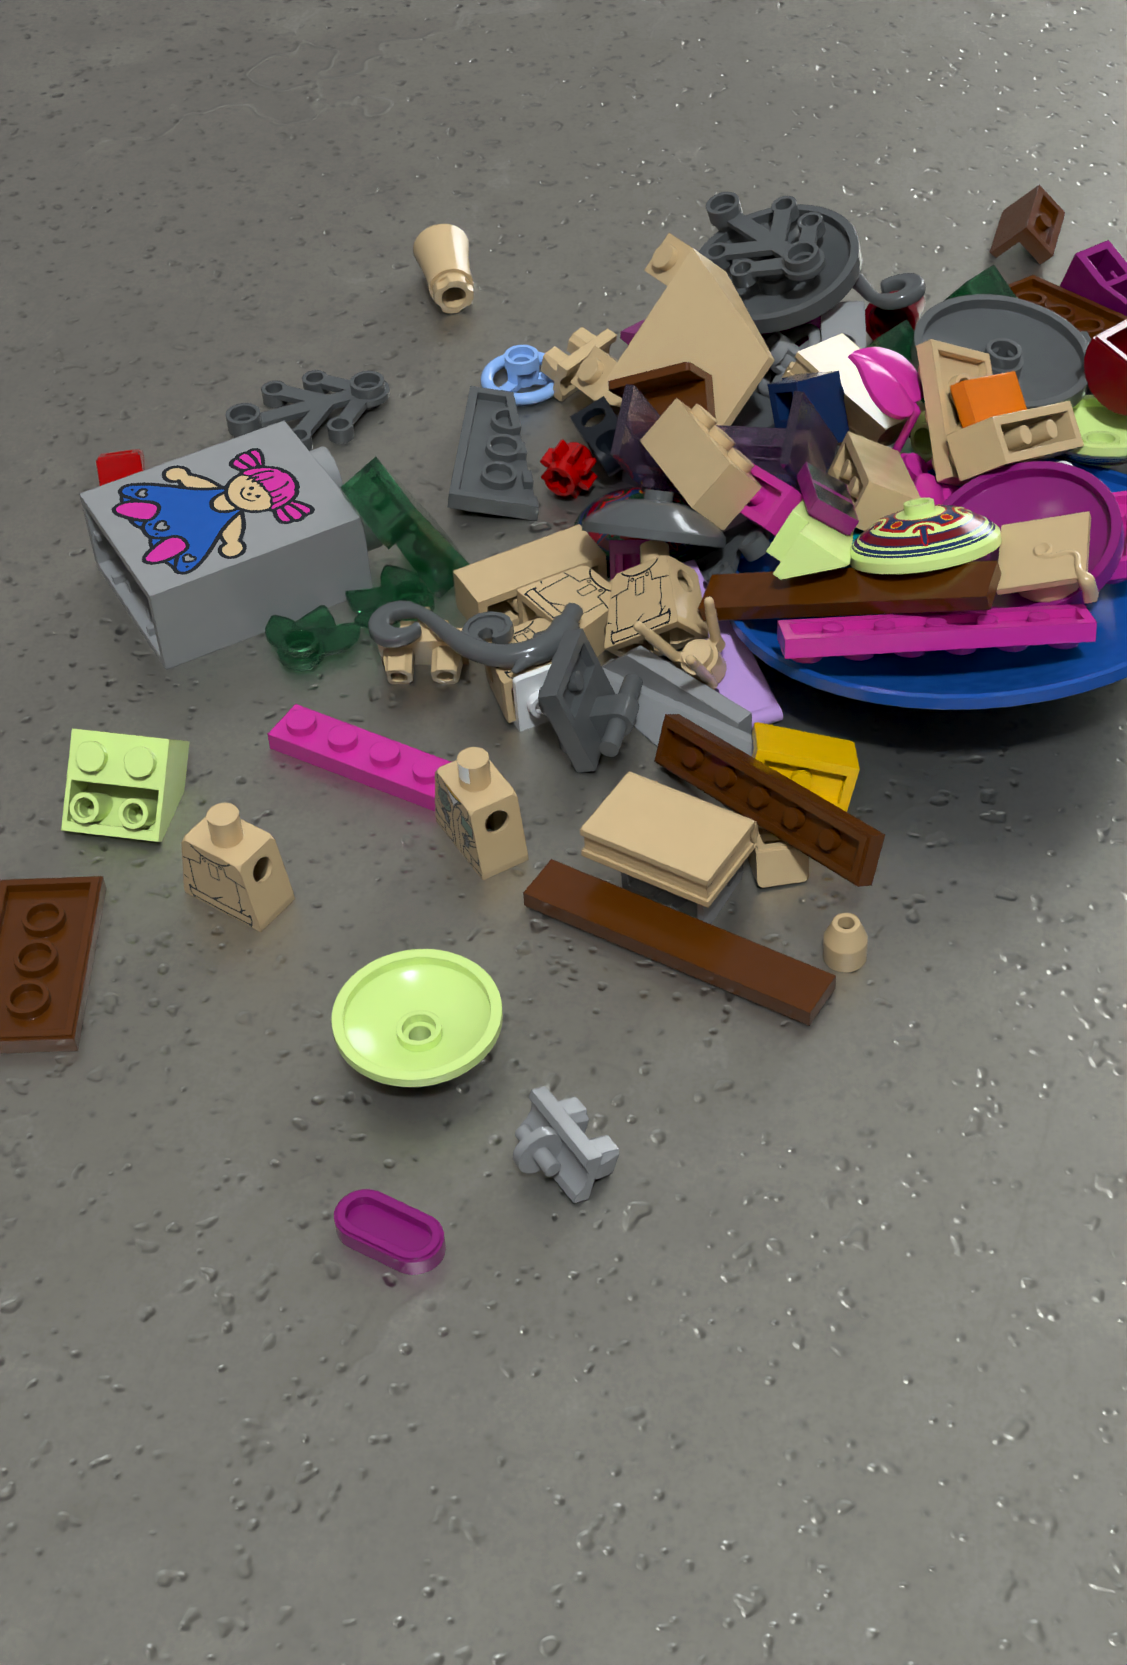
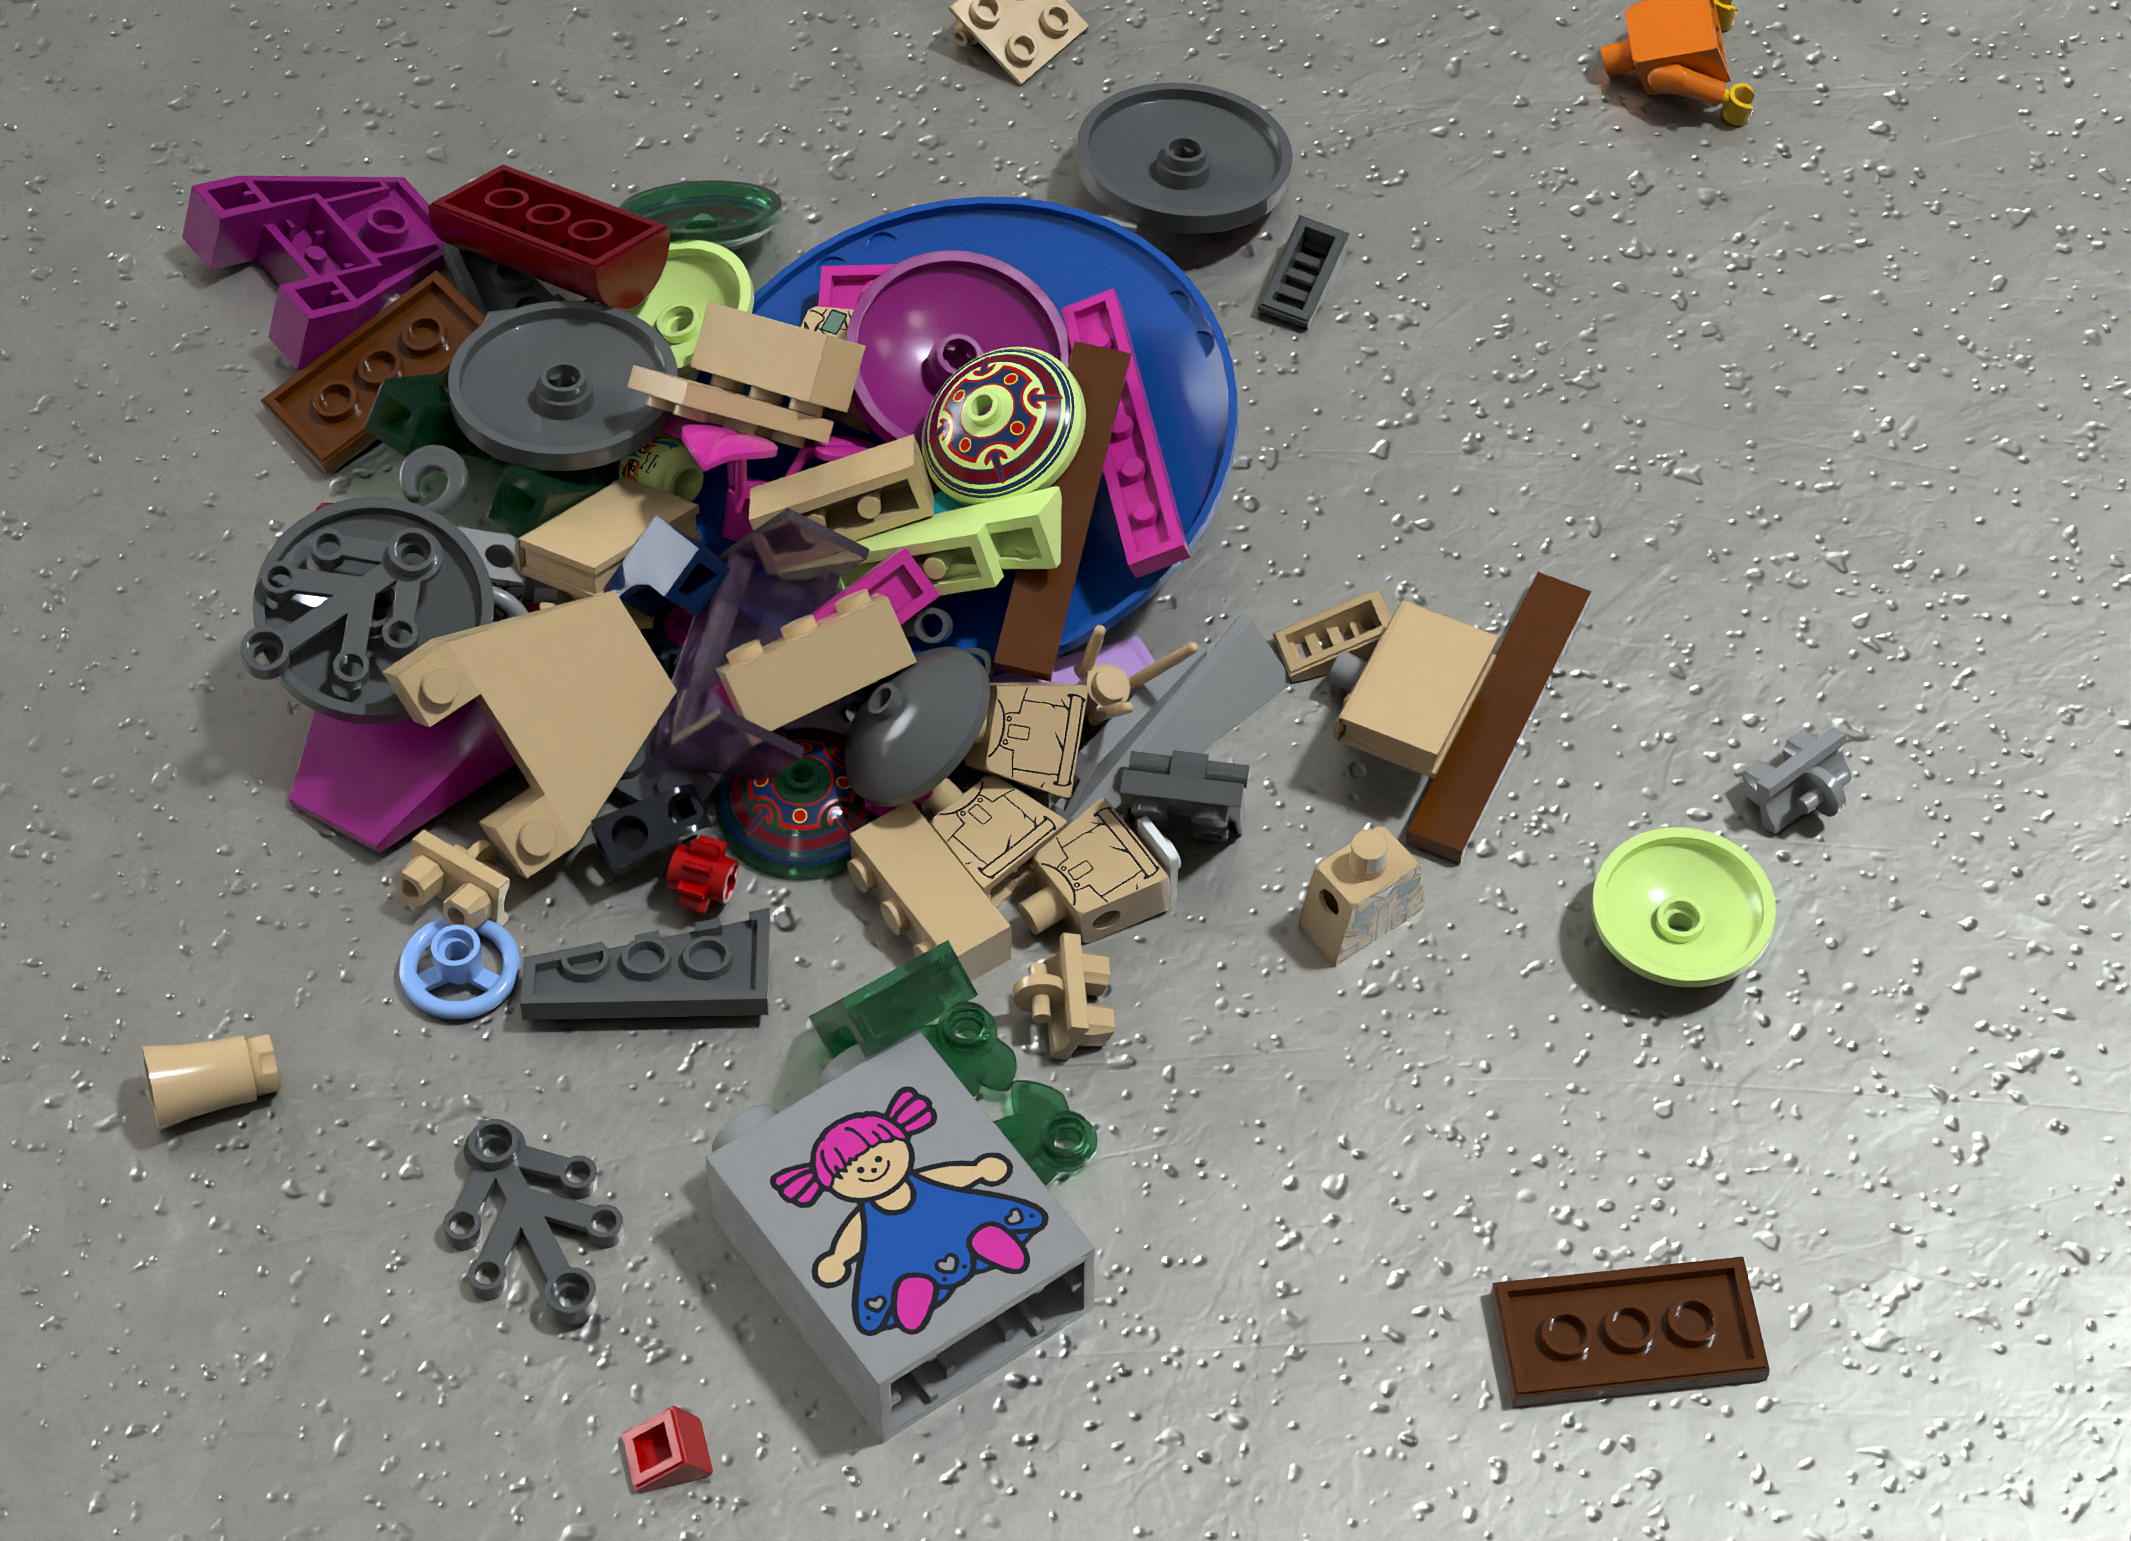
camera: 100 degrees left, 10 degrees up
(123, 784) = (1340, 1283): yellowish green slope -> none
(235, 868) = (1494, 1113): tan torso -> none
(357, 755) = (1248, 1047): dark pink plate -> none
(390, 1231) = (1922, 924): magenta tile -> none
(471, 640) = (1102, 916): dark grey plant -> none
(667, 383) = (632, 733): reddish brown panel -> none
(771, 799) = (1327, 617): reddish brown tile -> none
(810, 759) = (1252, 591): yellow panel -> none
(827, 499) = (912, 522): magenta tile -> none
(845, 943) = (1489, 568): tan hose -> none
(987, 397) = (712, 374): orange tile -> none
(1033, 222) = (140, 408): reddish brown panel -> none
(1047, 558) = (1026, 310): tan hat -> none

